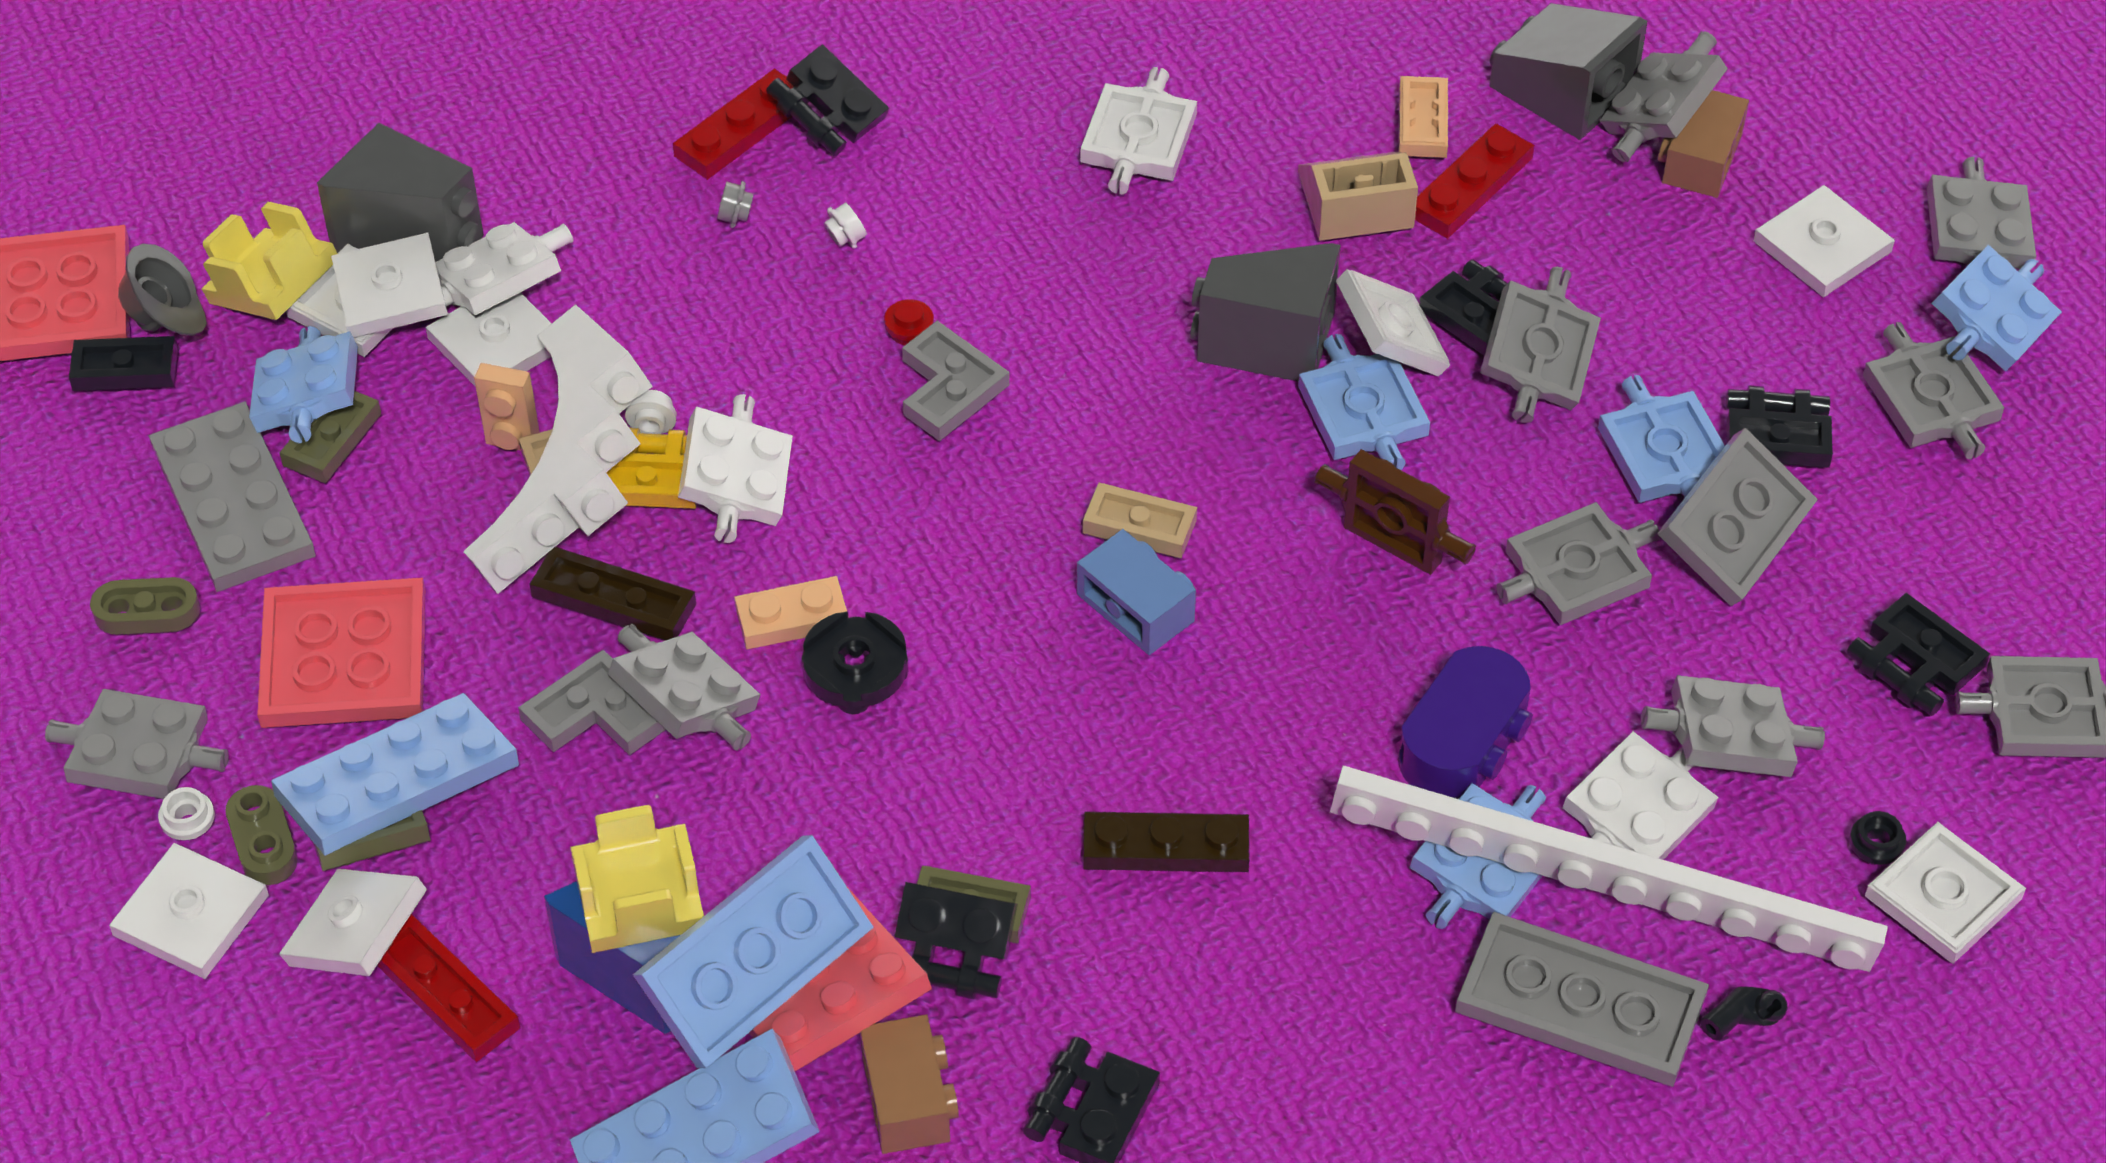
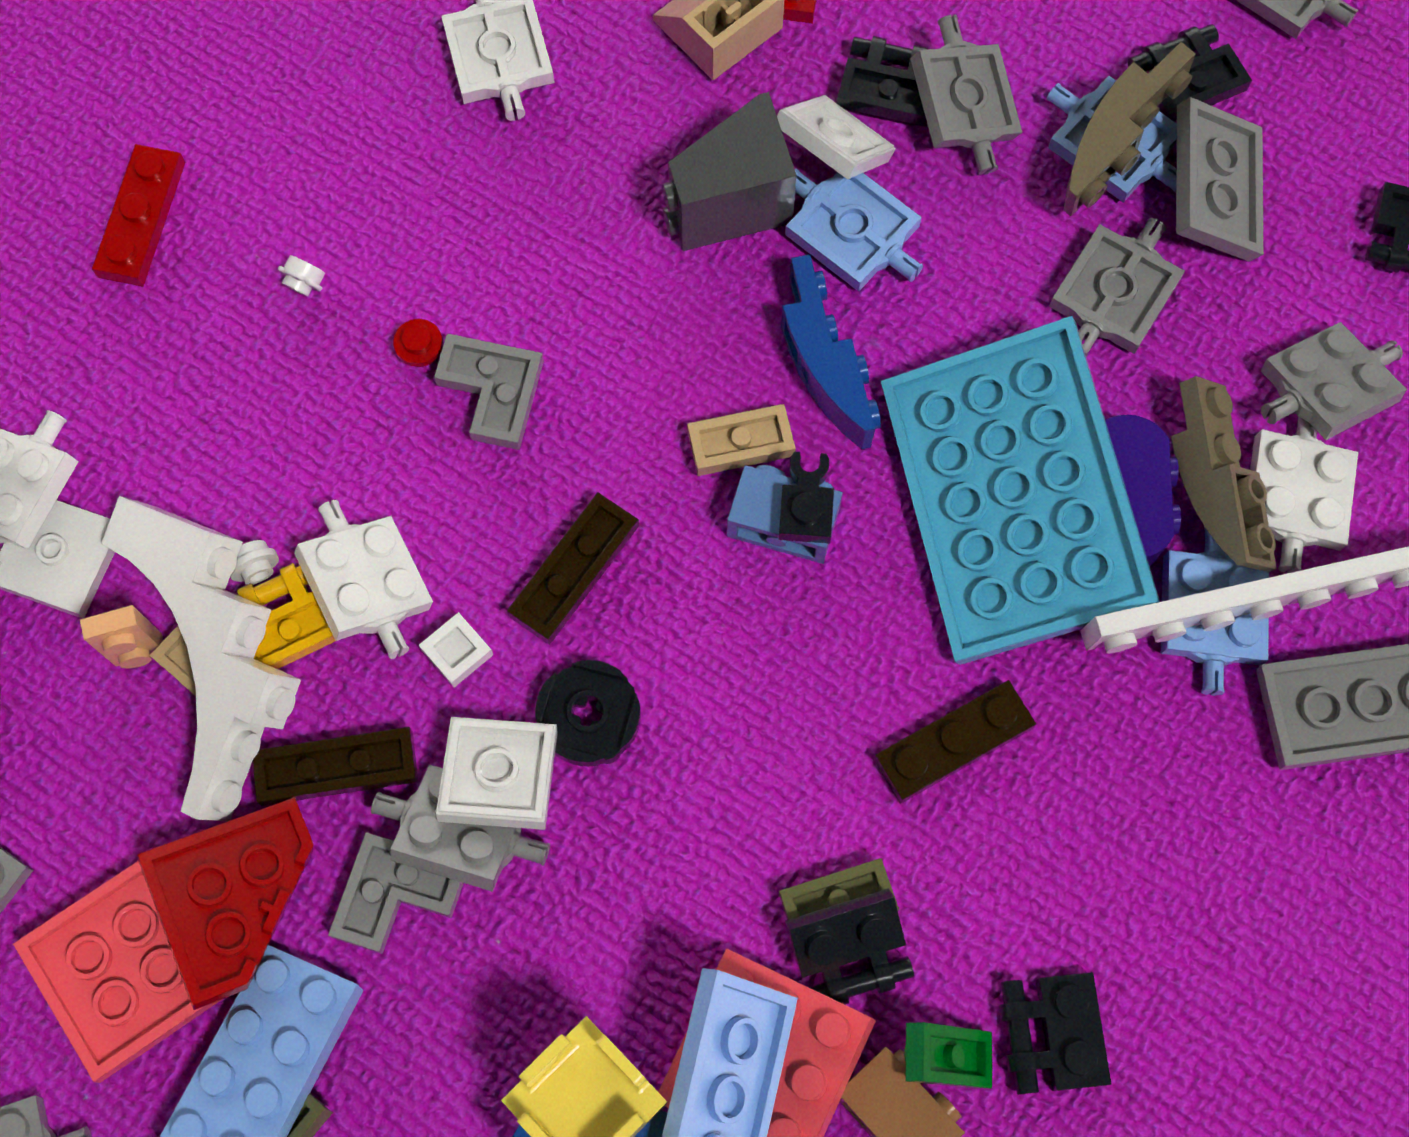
camera: 30 degrees left, 20 degrees up
(459, 633) = (226, 895): none -> red plate
(734, 203) = (188, 303): light grey plate -> none
(742, 651) = (497, 773): none -> white plate
(775, 558) = (456, 649): none -> white plate
(787, 611) = (504, 686): light nougat plate -> none
(836, 93) = (207, 144): black plate -> none
(920, 546) = (573, 568): none -> dark brown plate
(978, 1054) = (948, 1055): none -> green plate
(1155, 582) = (806, 507): none -> black plate
(1264, 489) = (825, 364): none -> blue slope
(1356, 660) = (1017, 492): none -> medium azure plate
(1396, 511) = (952, 322): reddish brown plate -> none
(1558, 739) = (1222, 492): none -> dark tan slope
(1647, 426) = (1118, 125): none -> dark tan slope

